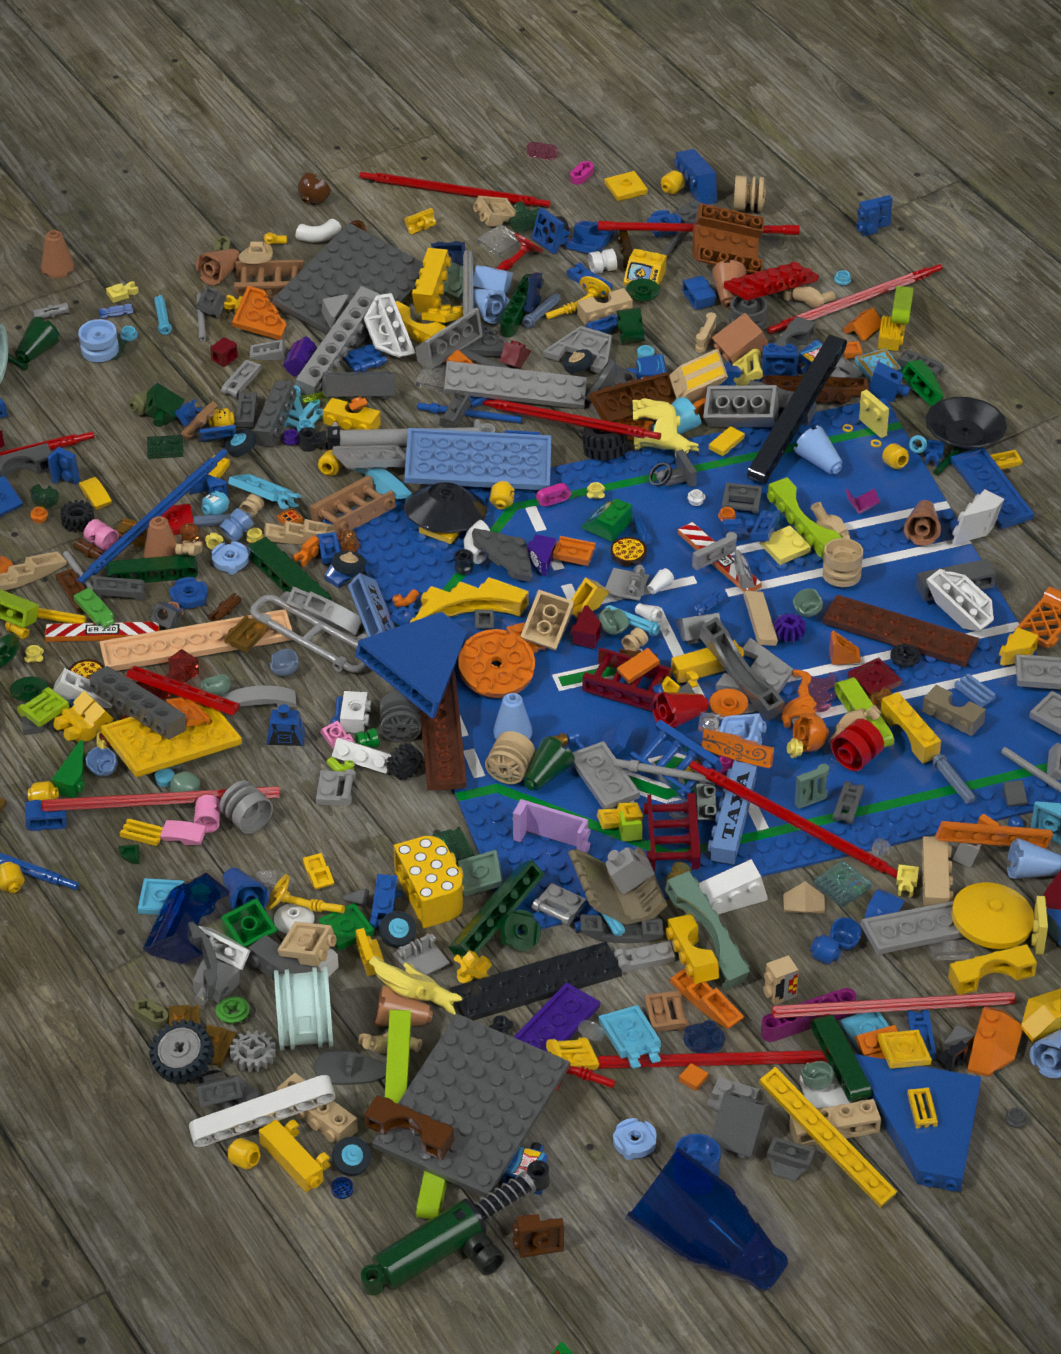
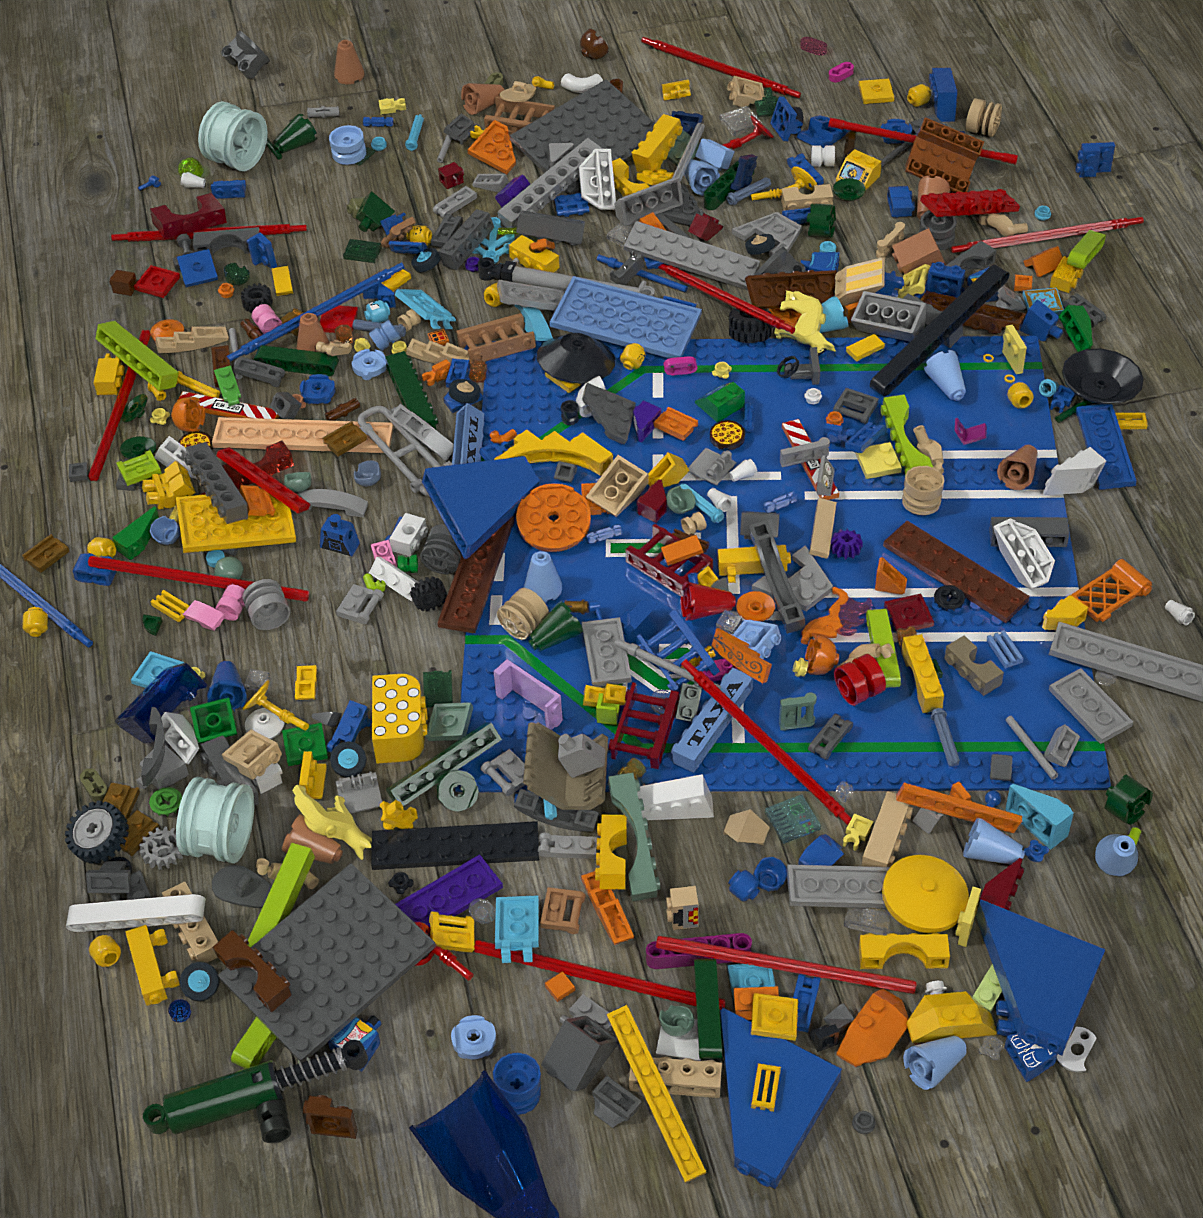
camera: 20 degrees right, 5 degrees up
(66, 645) = (188, 414): none -> orange cylinder
(550, 669) = (604, 533): none -> axle
(704, 1037) = (587, 947): dark blue dish -> none
(808, 603) = (873, 523): sand green hair -> none
(1032, 991) = (935, 987): none -> white plate

